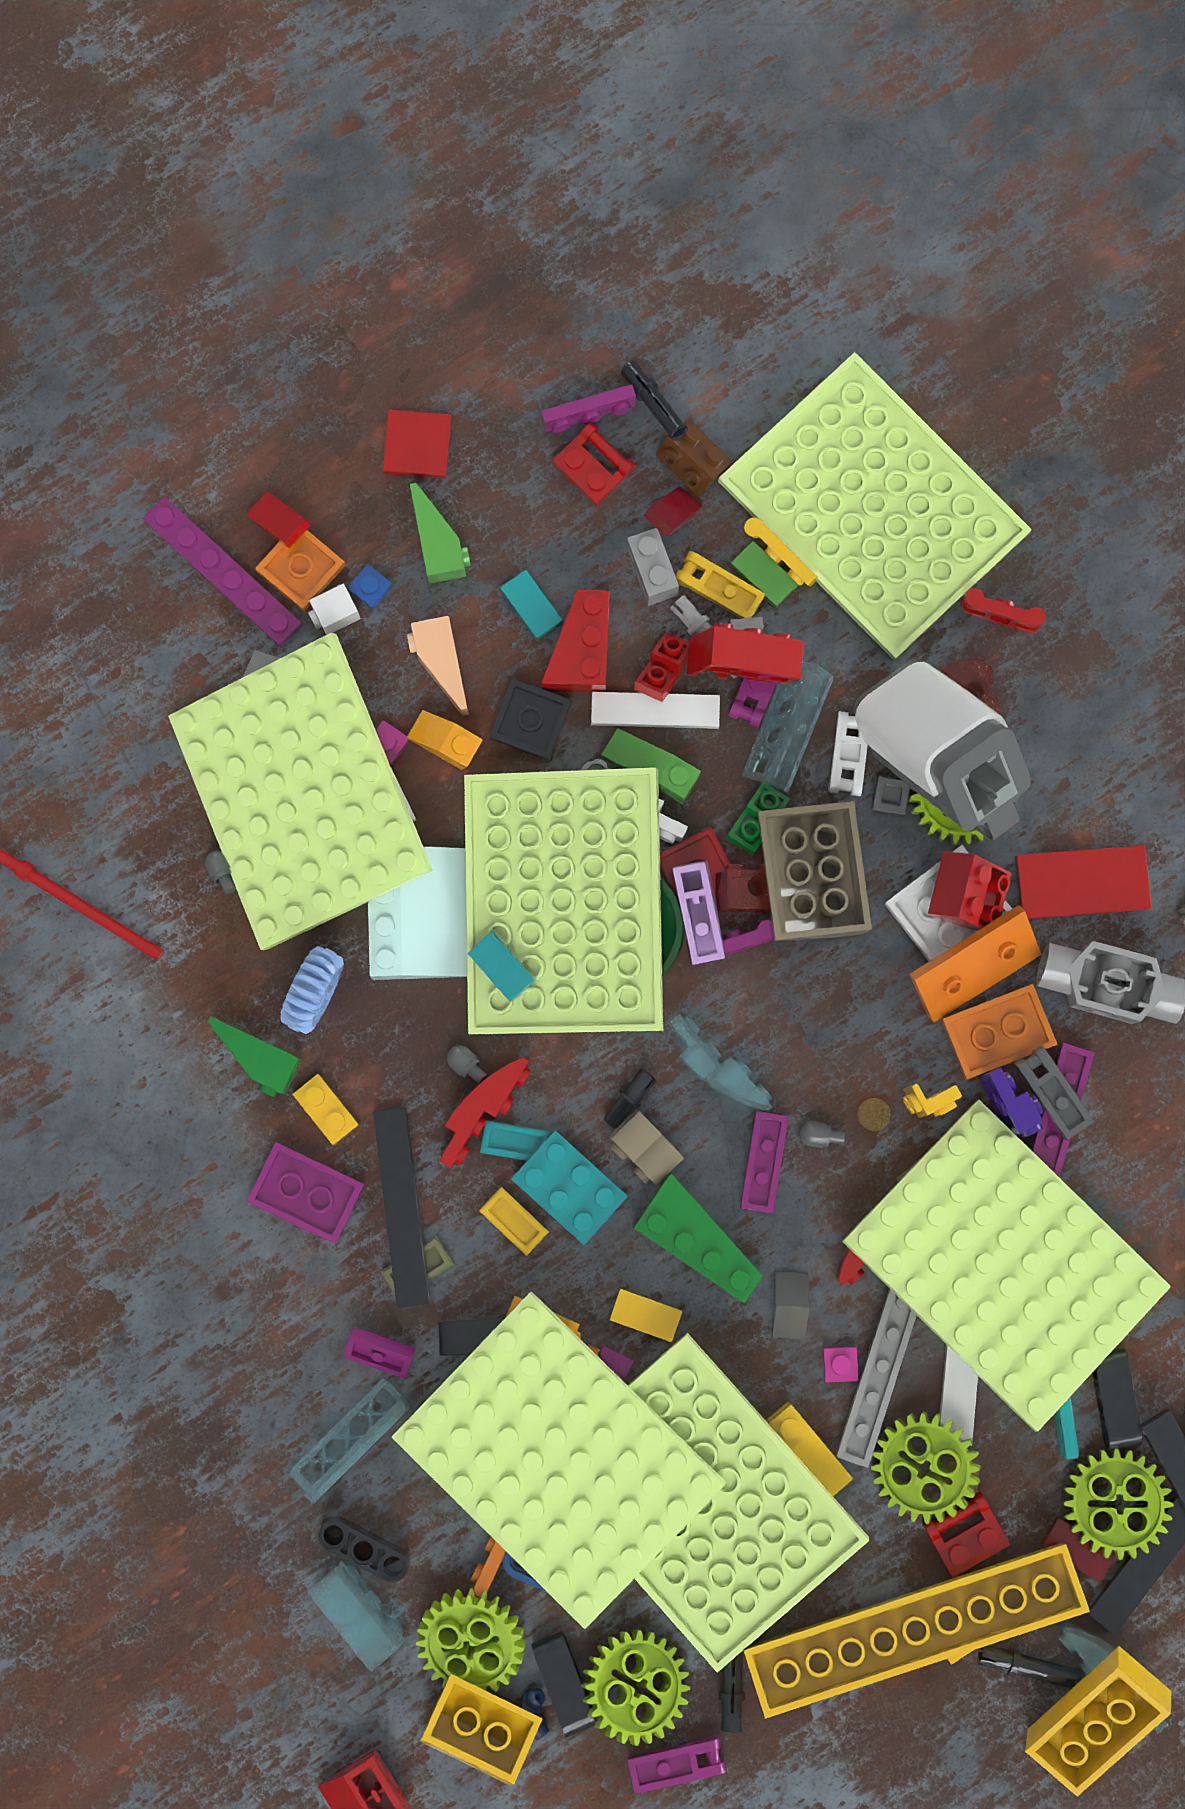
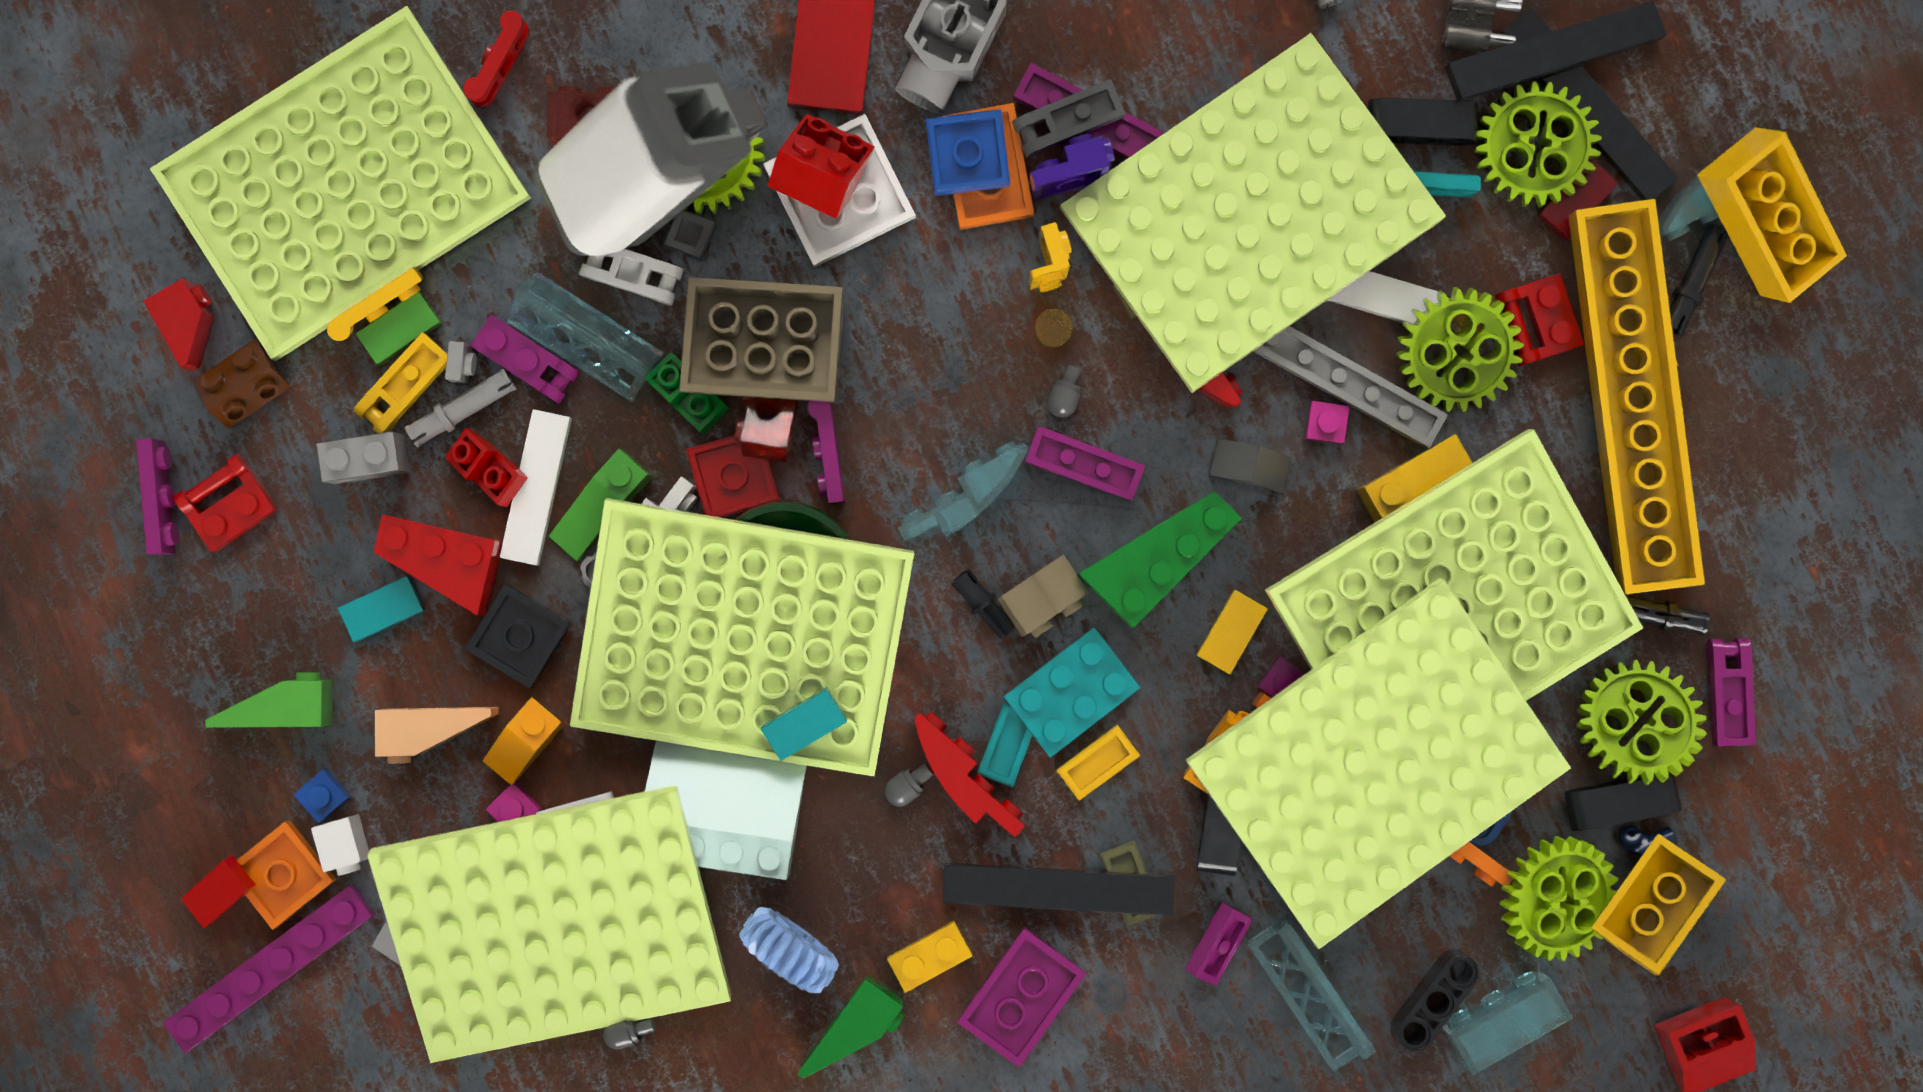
camera: 80 degrees left, 5 degrees up
(417, 444) = (159, 708): red tile -> none
(640, 382) = (149, 423): black pin -> none
(672, 511) = (300, 421): dark red tile -> none
(699, 911) = (783, 482): lavender slope -> none
(736, 402) = (183, 320): none -> red slope
(746, 654) = (490, 368): red wedge -> none
(976, 964) = (903, 175): orange plate -> none
(1006, 1013) = (967, 152): none -> blue tile

